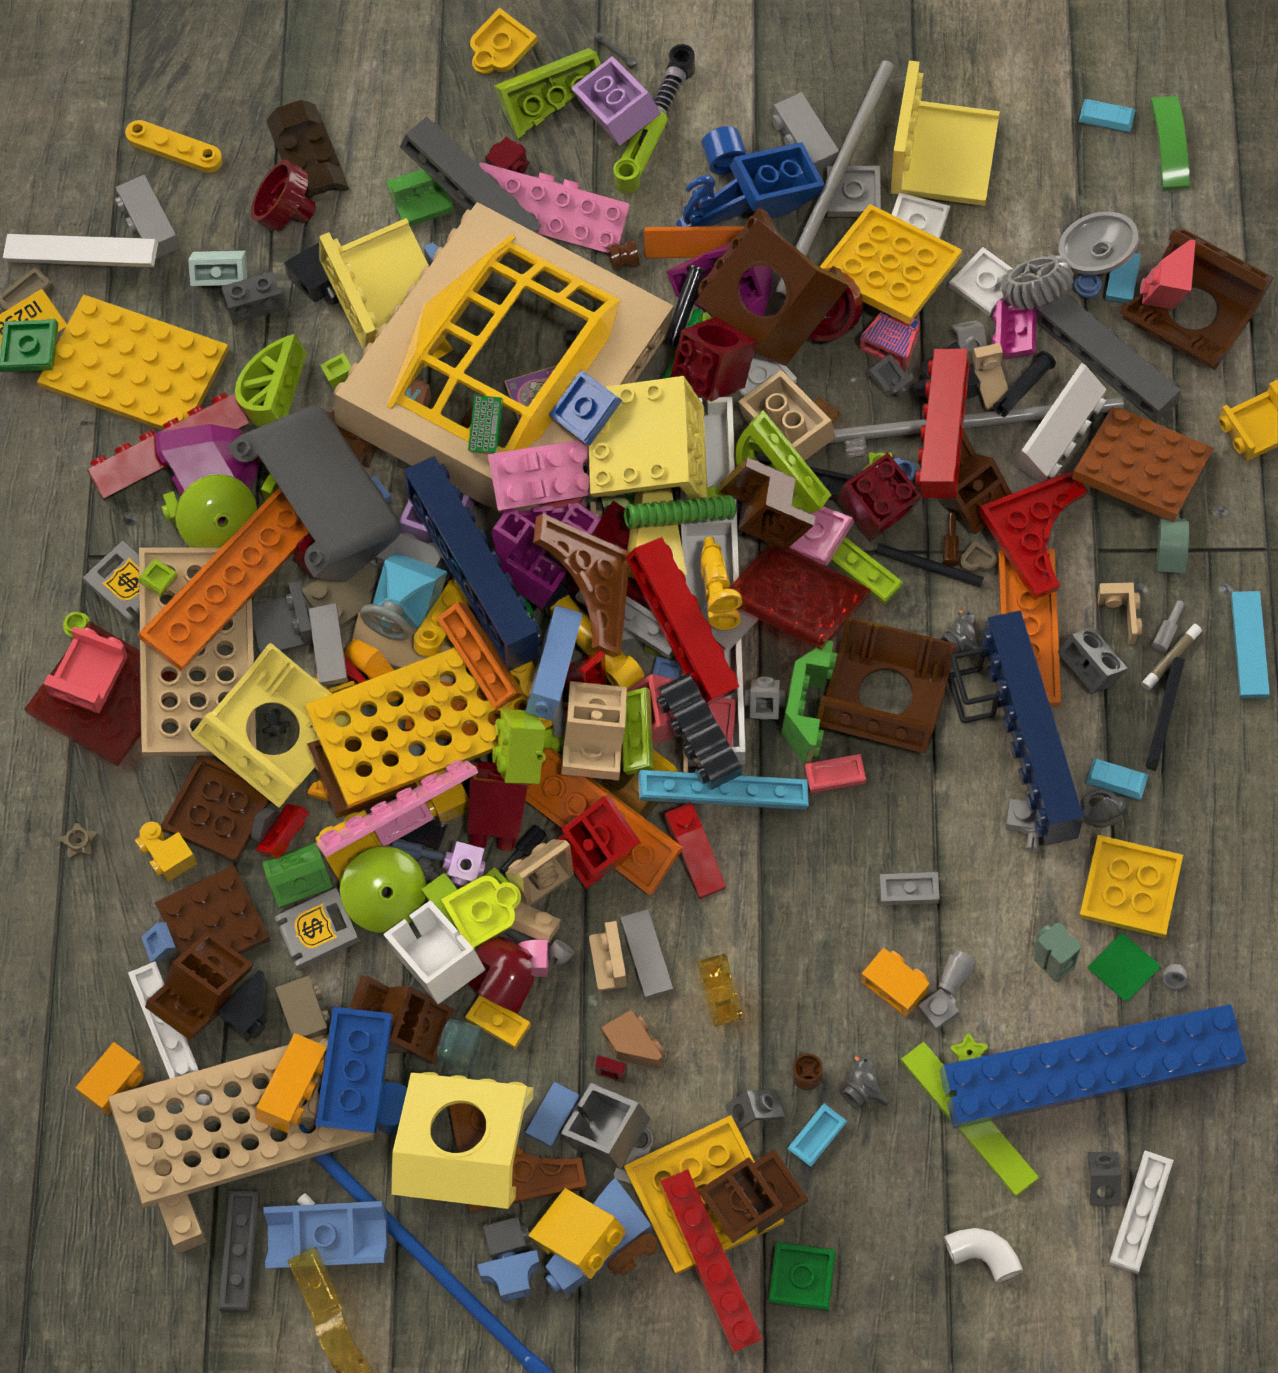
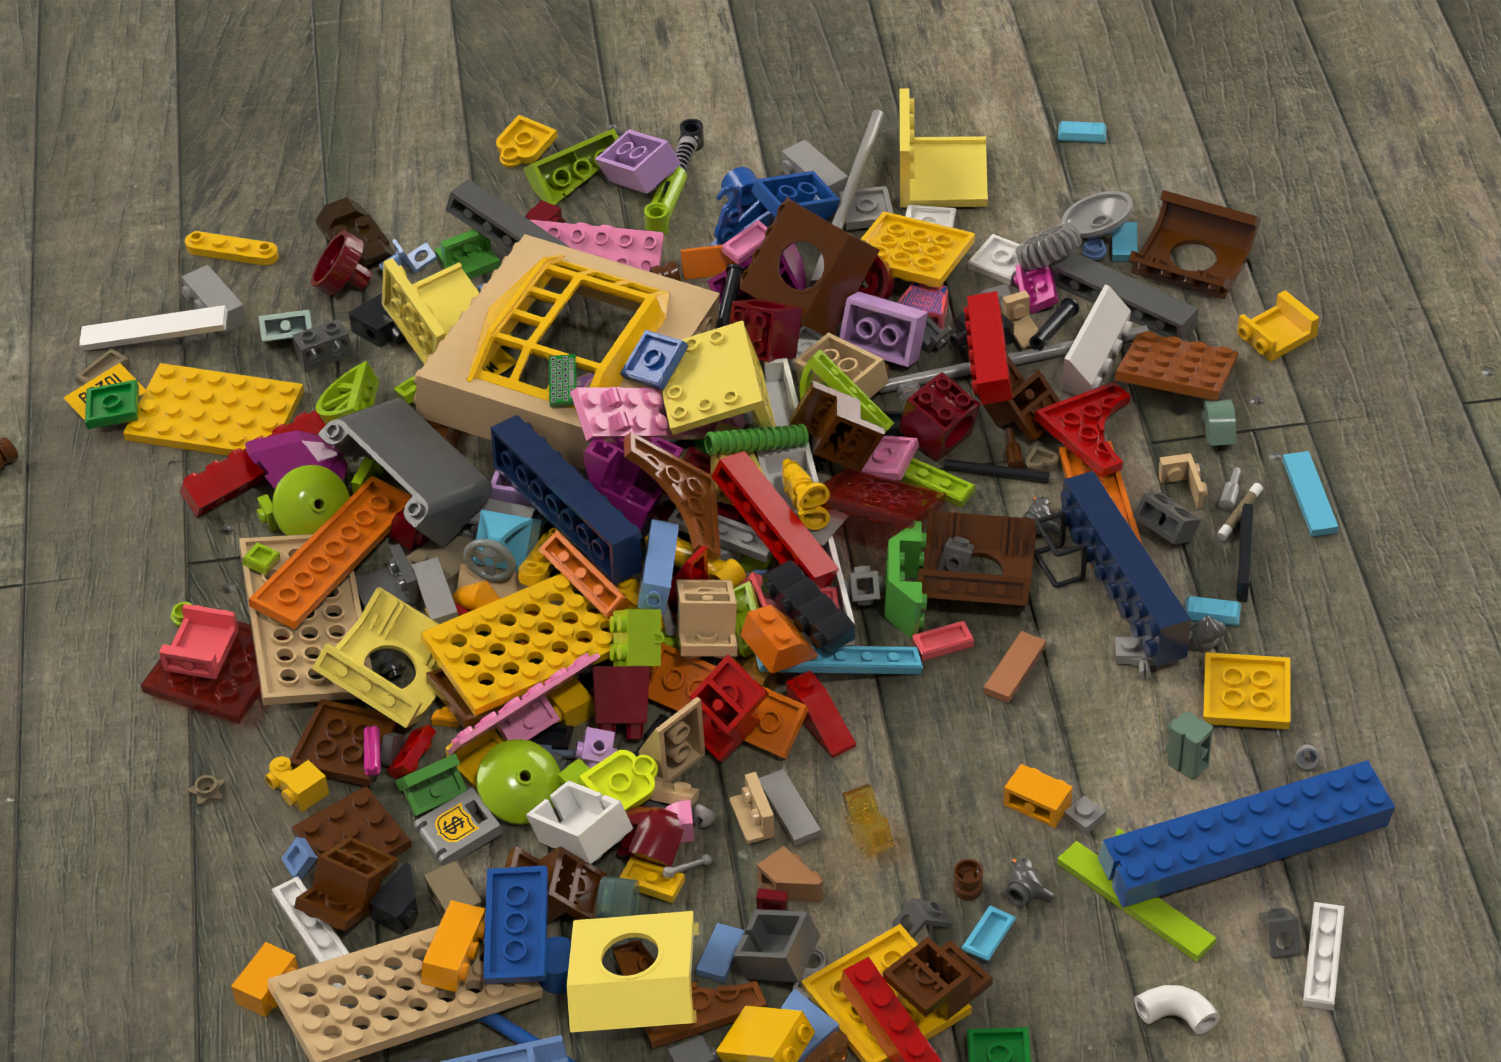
camera: 10 degrees left, 20 degrees down
(121, 586) = (224, 578): light grey container -> none
(242, 829) = (372, 751): none -> dark pink axle
(356, 191) = (410, 259): none -> medium blue bracket
(514, 1019) = (669, 871): none -> light grey hinge
(661, 770) = (775, 639): none -> orange slope
(716, 230) = (745, 243): none -> bright pink tile
(840, 370) = (884, 328): none -> lavender brick
(866, 675) = (956, 555): none -> dark grey bracket
(902, 818) = (1014, 667): none -> nougat tile
(909, 888) = (1034, 719): light grey plate -> none
(956, 971) = (1096, 778): light grey cone -> none
(1124, 967) = (1256, 759): green sticker -> none
(1170, 279) = (1168, 227): coral slope -> none
(1171, 142) = (1146, 143): bright green slope -> none

